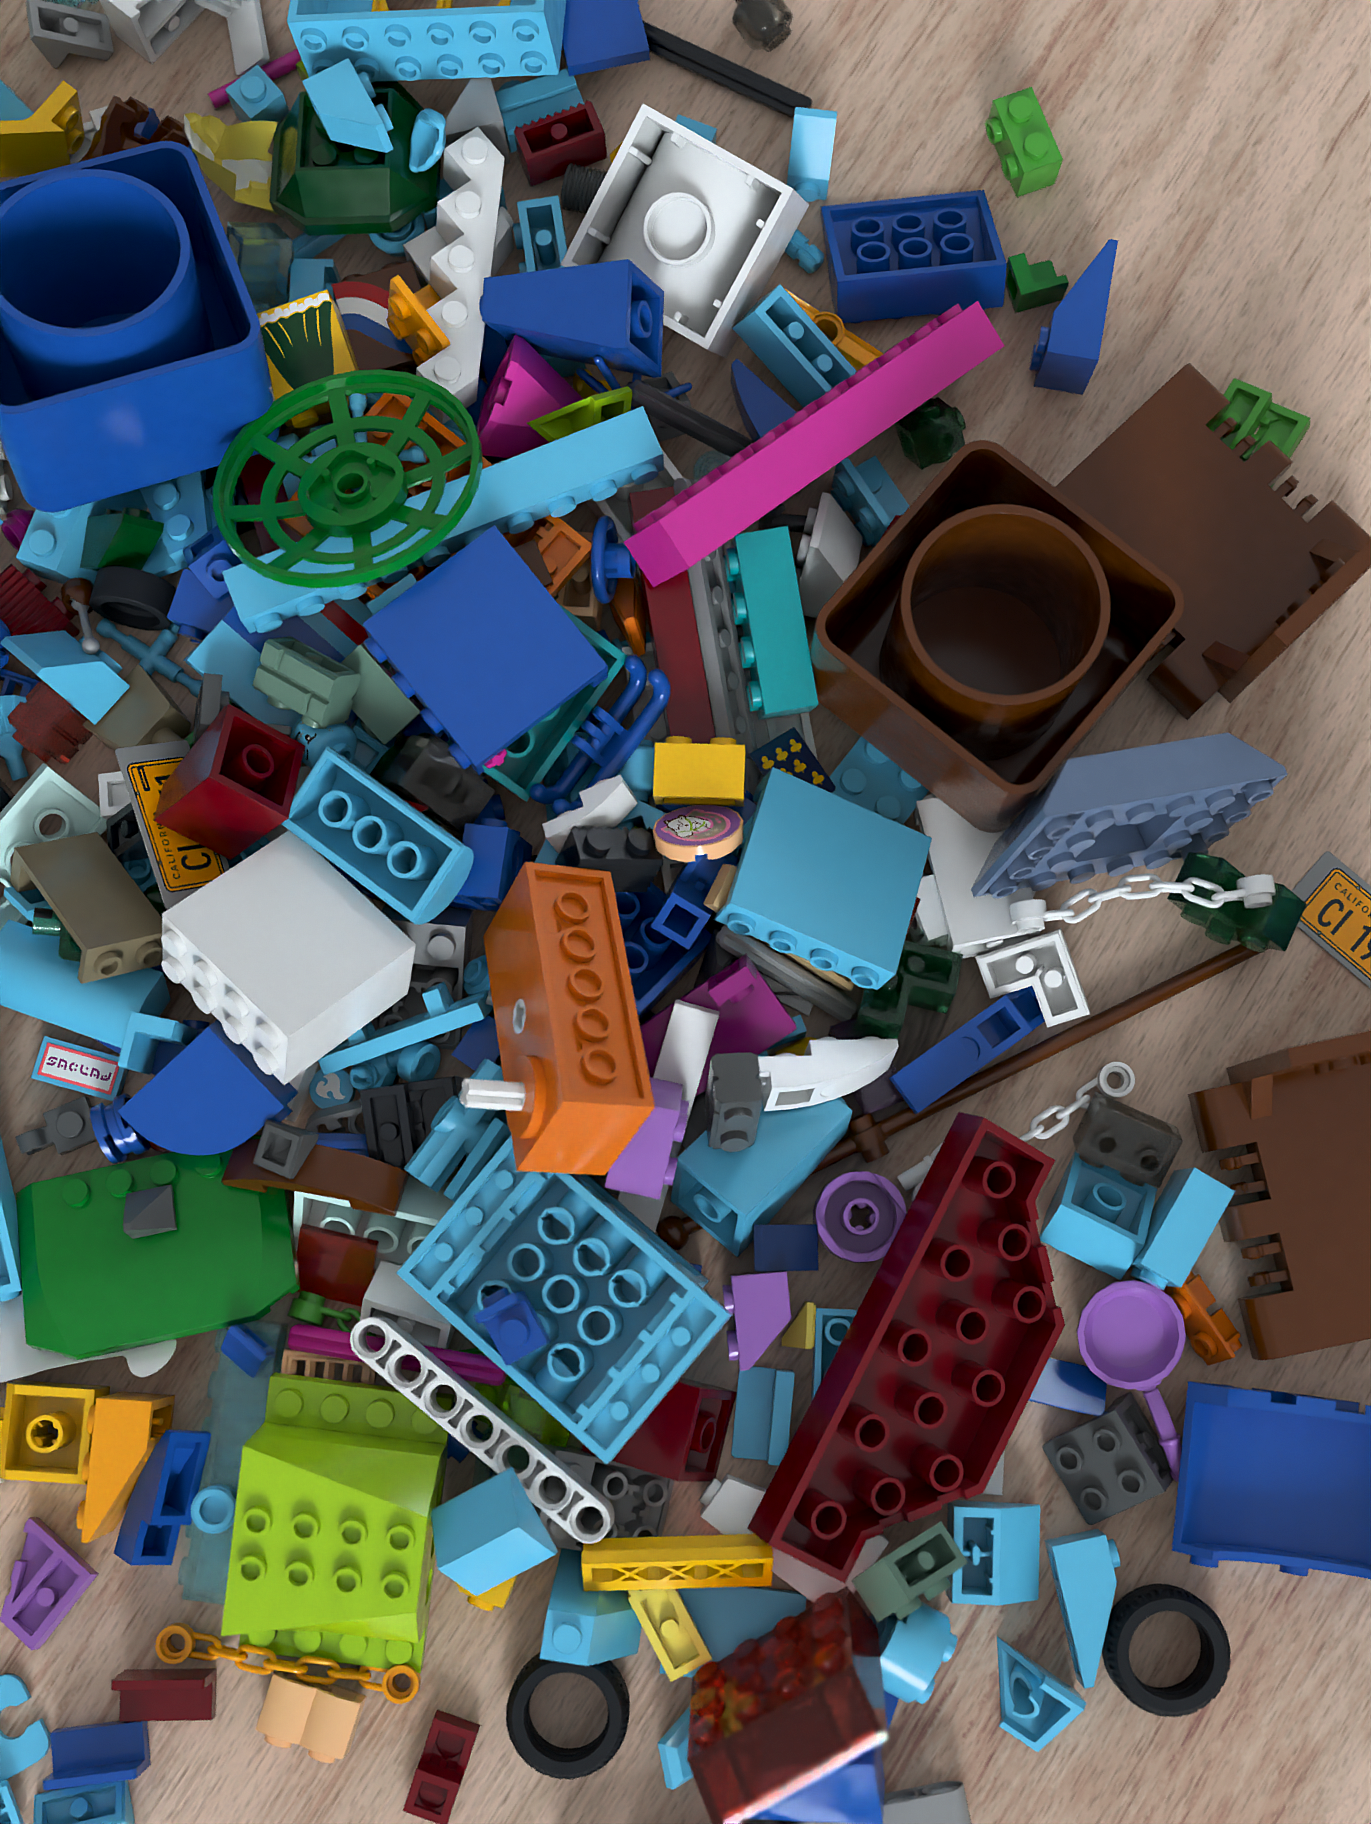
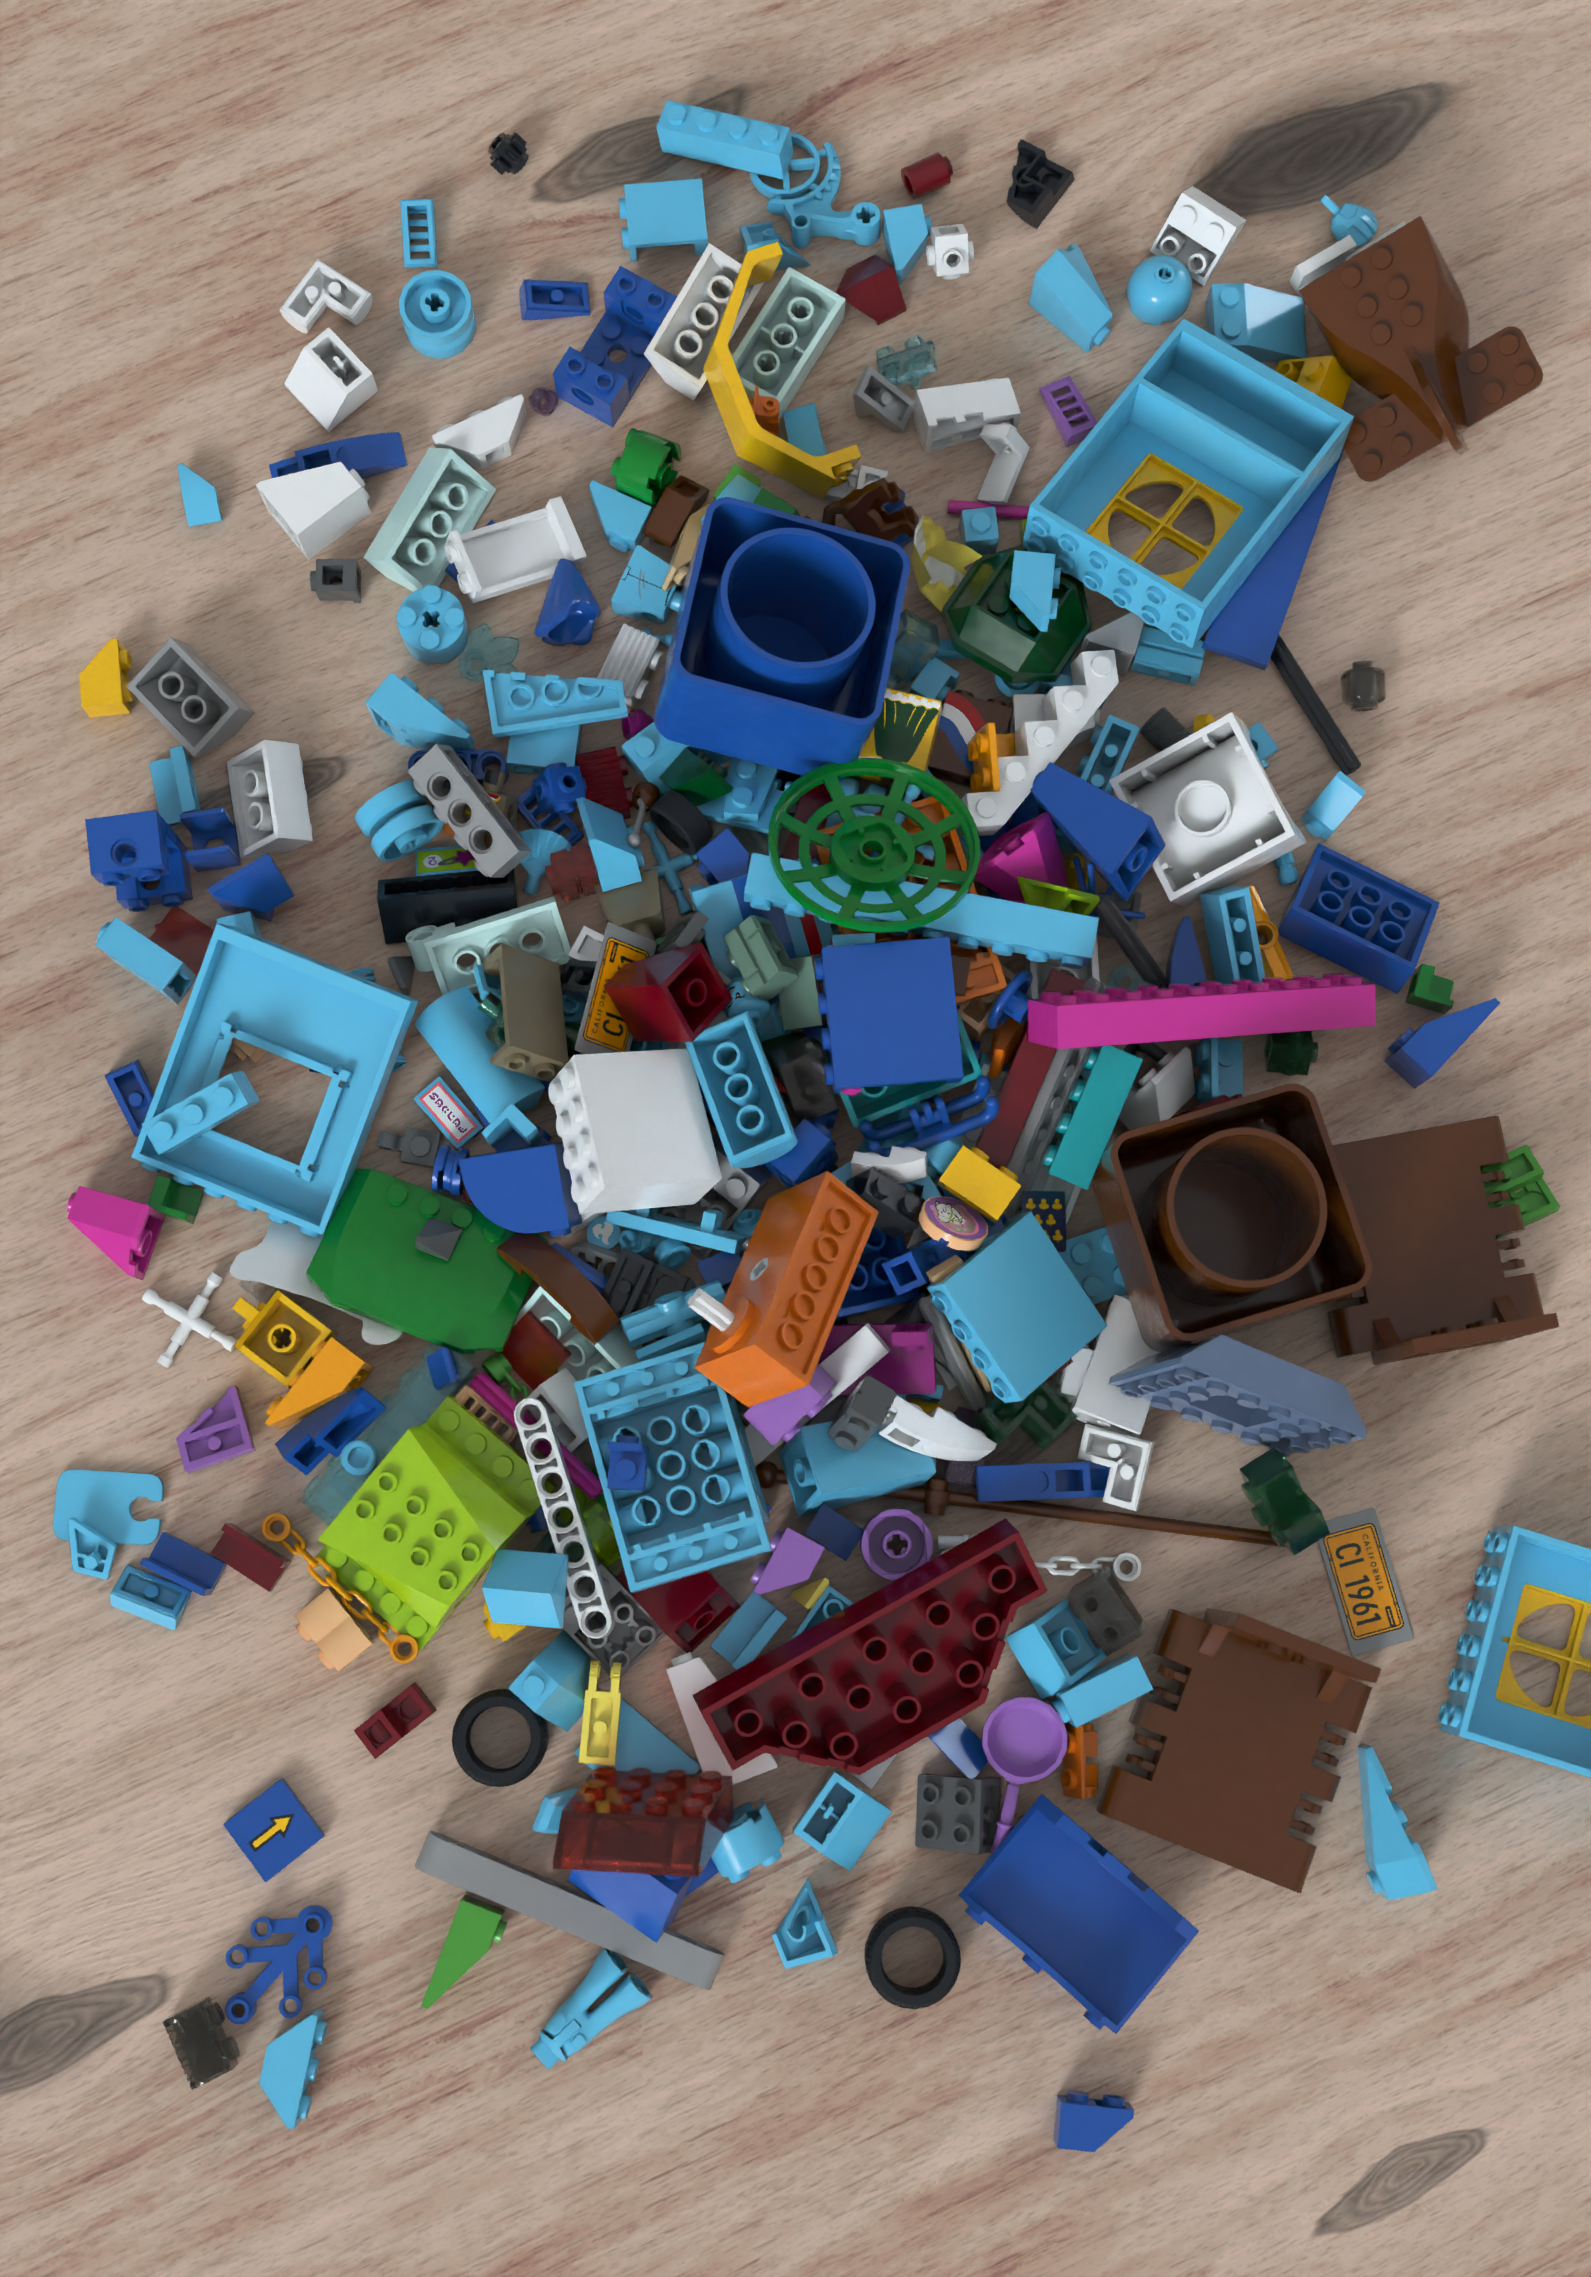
camera: 25 degrees right, 0 degrees up
(209, 558) = (750, 835): blue bracket -> none
(284, 1148) = (551, 1254): dark grey slope -> none
(427, 140) = (1073, 638): medium azure piece -> none
(558, 140) = (1167, 688): dark red brick -> none
(676, 1562) = (632, 1687): yellow fence -> none
(908, 1572) = (778, 1792): sand green brick -> none
(1023, 142) = (1487, 888): bright green brick -> none
(1085, 1591) = (885, 1884): medium azure slope -> none
(1253, 890) = (1297, 1500): white piece -> none

